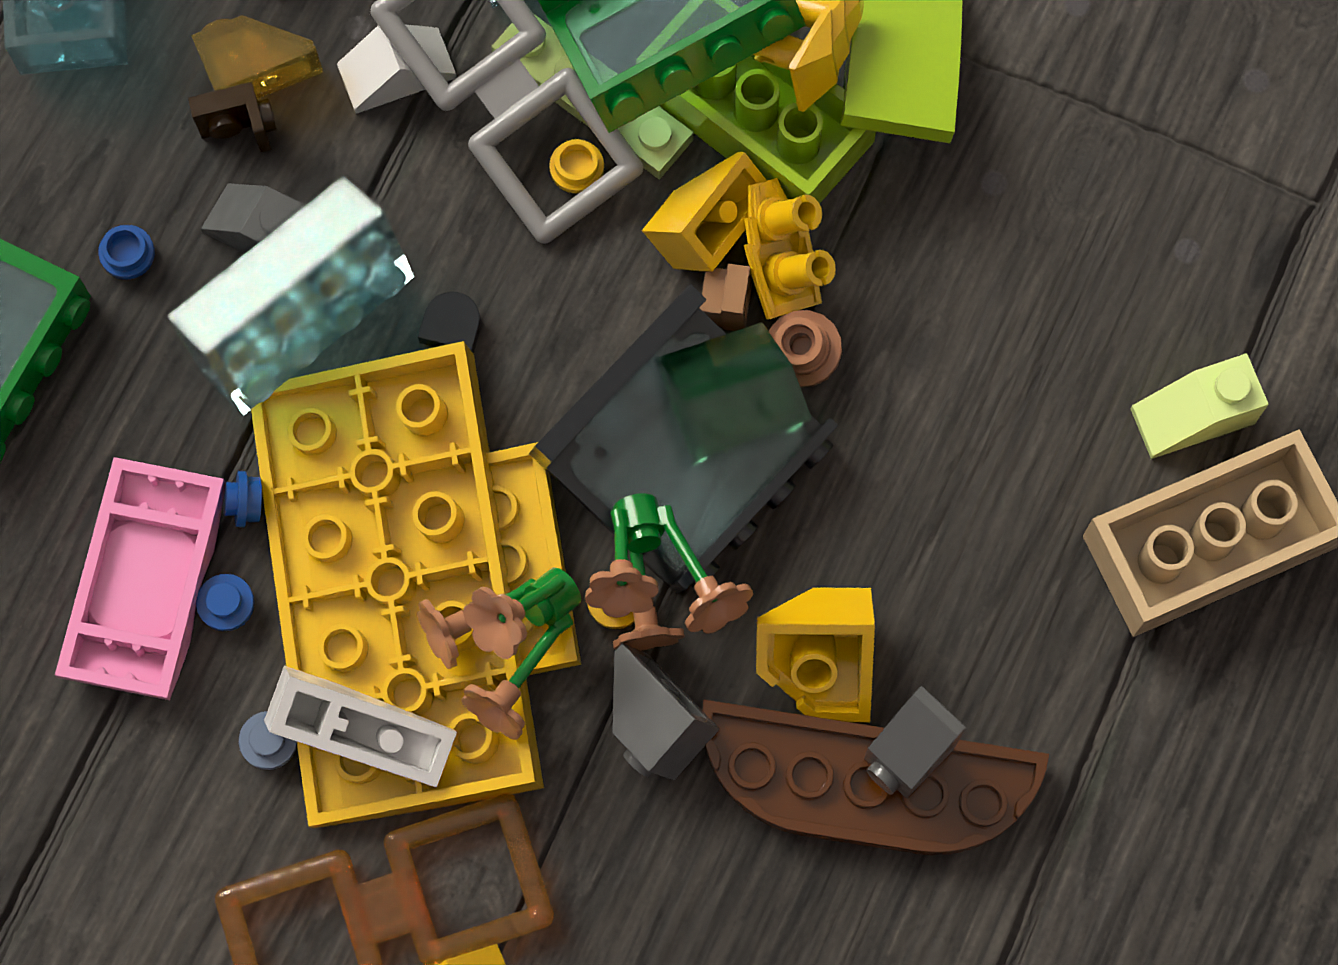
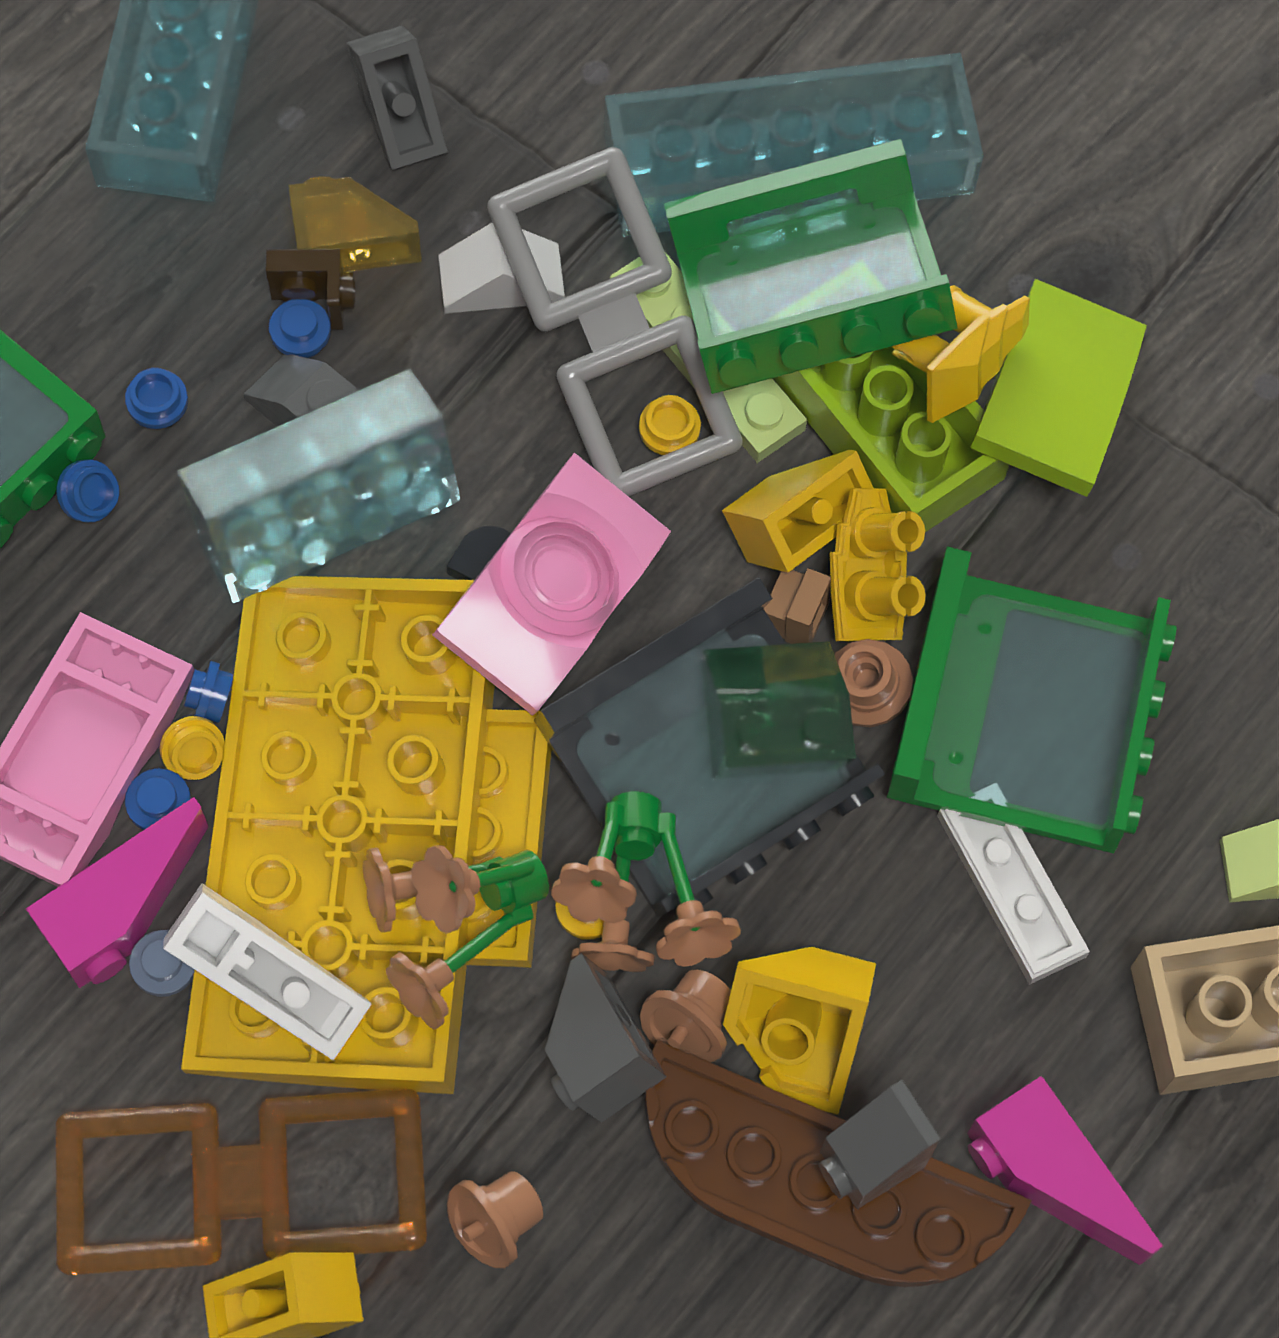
camera: 10 degrees right, 5 degrees down
(89, 348) = (87, 490): none -> blue plate
(210, 702) = (111, 904): none -> dark pink slope
(234, 158) = (300, 328): none -> blue plate
(242, 549) = (192, 747): none -> yellow plate
(514, 331) = (552, 584): none -> bright pink slope
(605, 883) = (493, 1217): none -> nougat piece
(725, 671) = (689, 1015): none -> nougat piece
(946, 336) = (1032, 709): none -> clear light blue panel
(967, 489) = (1016, 894): none -> white tile
(1057, 718) = (1047, 1159): none -> dark pink slope

